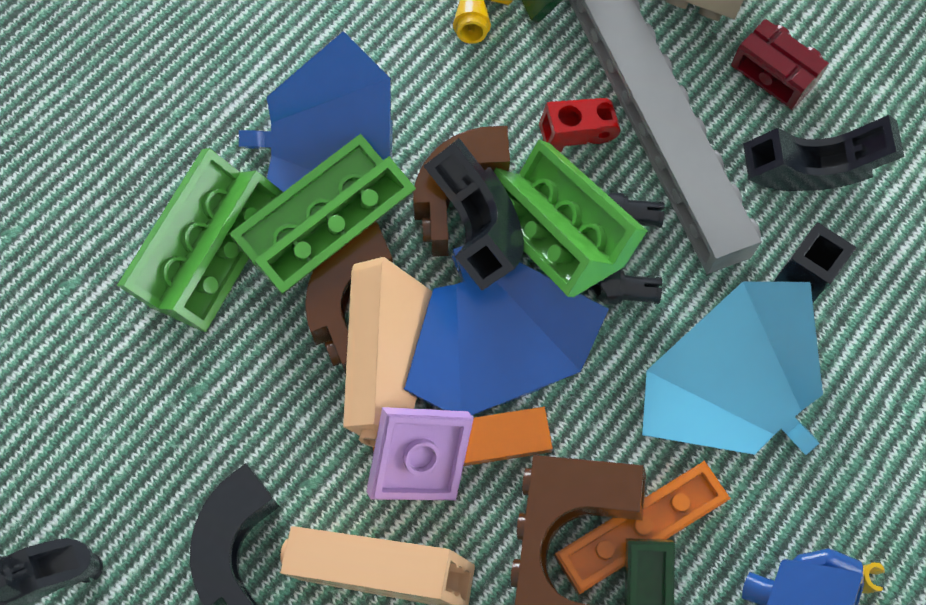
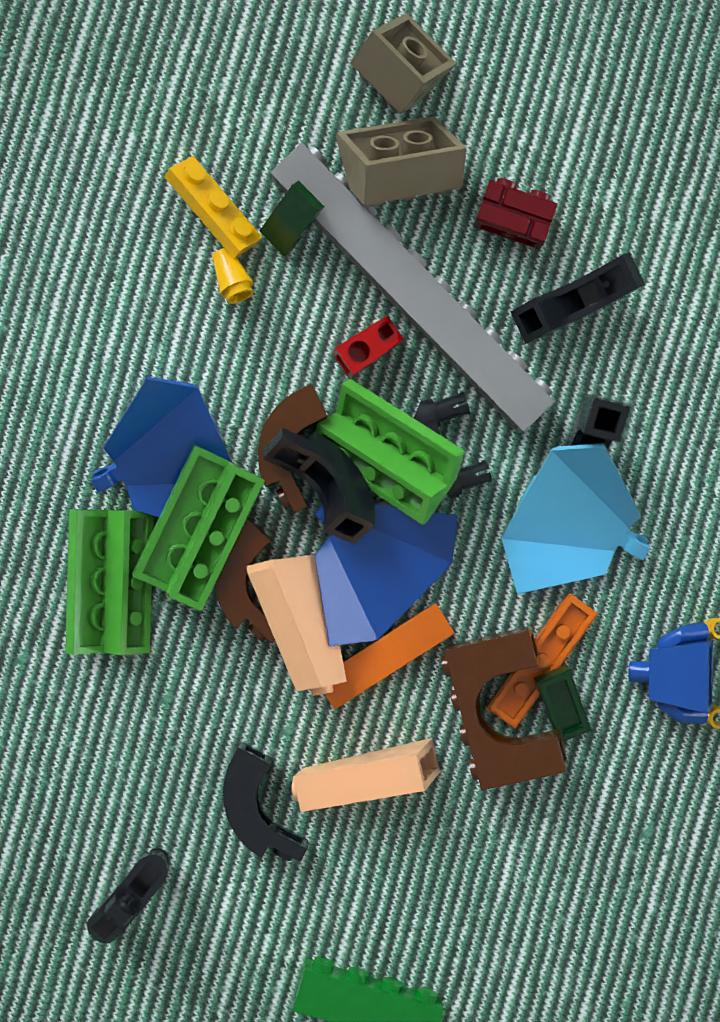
camera: 20 degrees left, 20 degrees up
(419, 454) = (361, 687): lavender plate -> none

